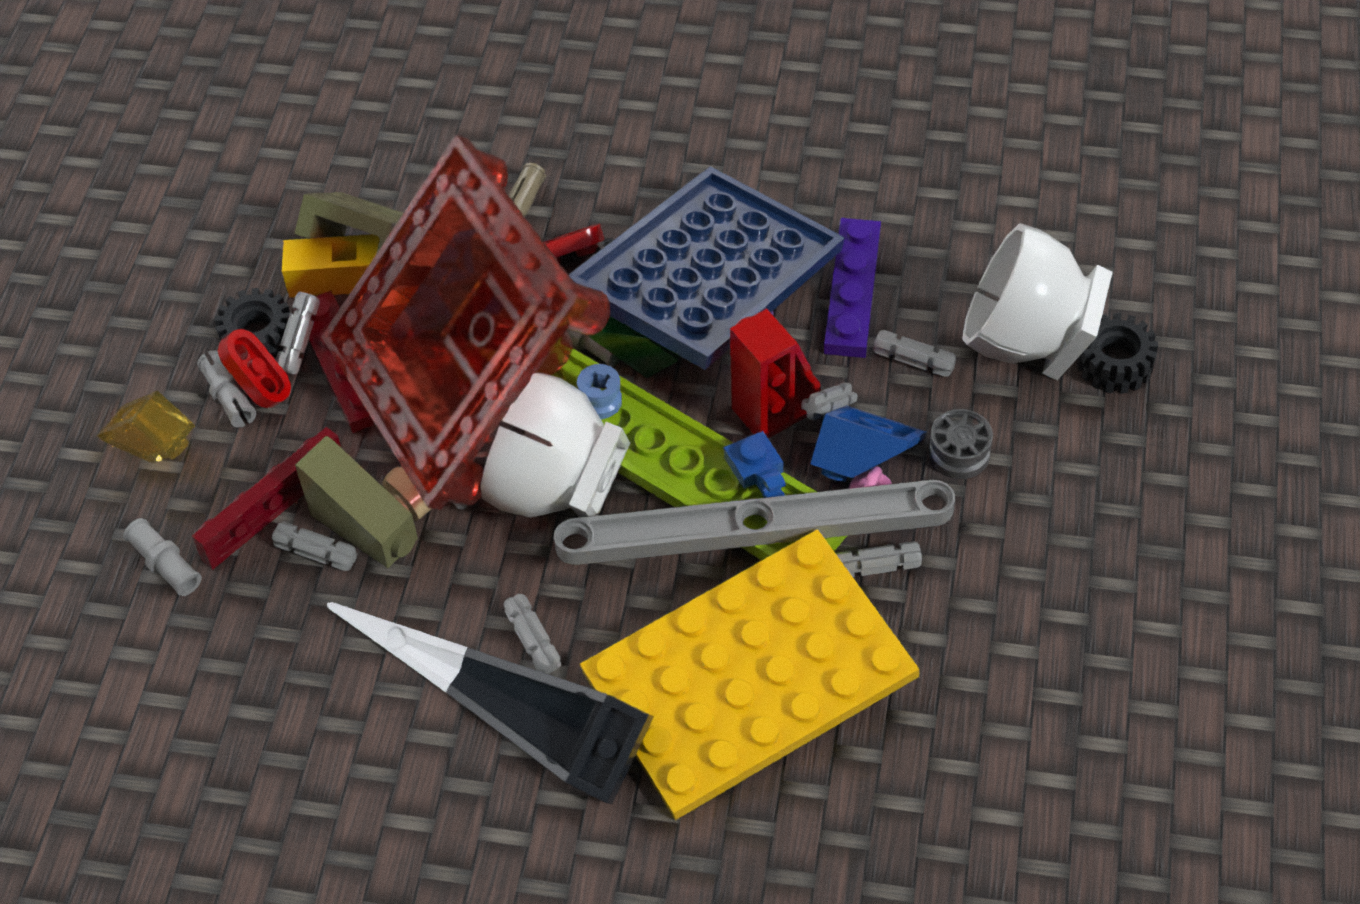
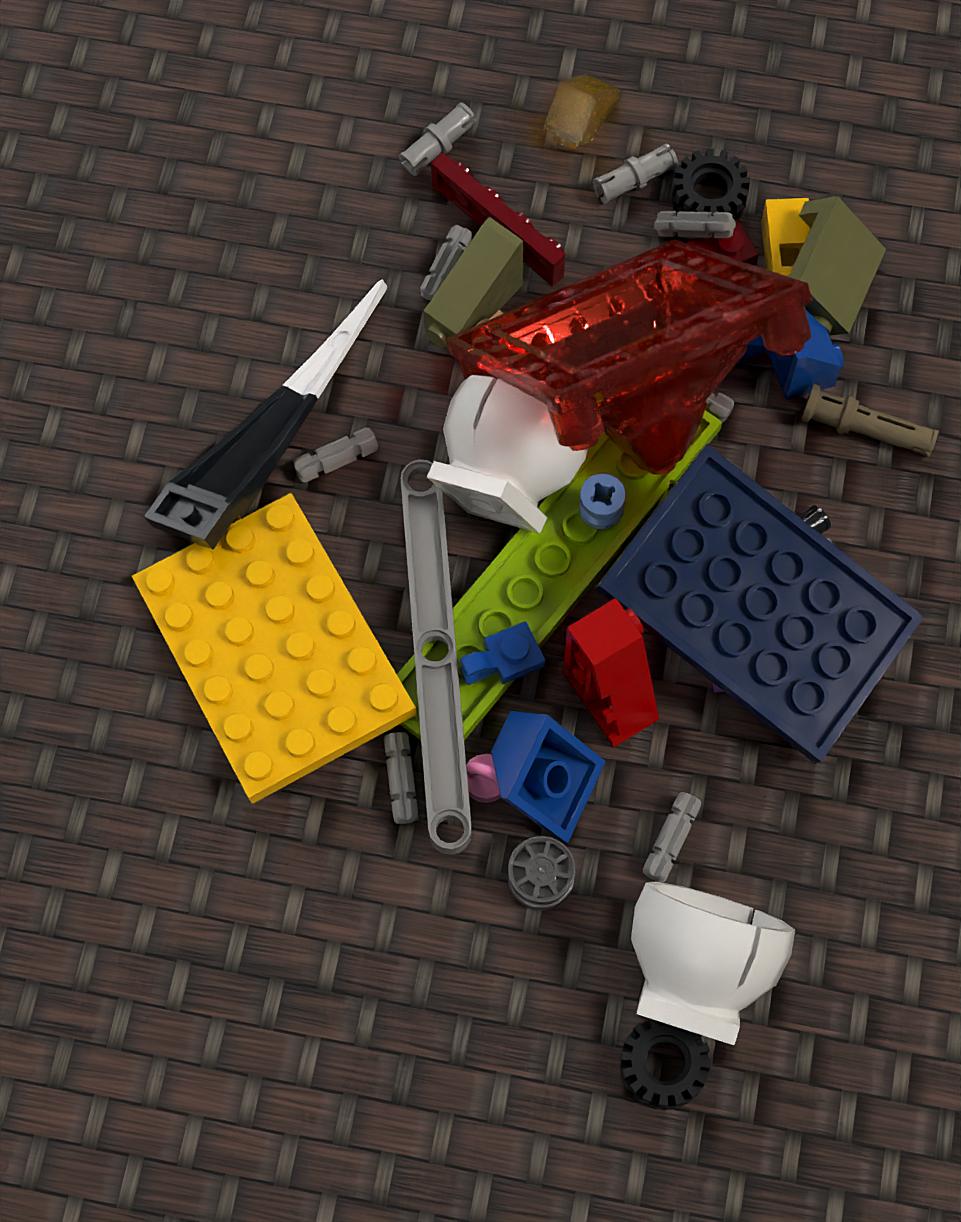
camera: 90 degrees right, 15 degrees up
(254, 368) = (645, 187): red plate -> none
(582, 241) = (822, 475): red plate -> none
(828, 400) = (590, 733): light grey axle -> none
(852, 289) = (772, 778): dark purple plate -> none

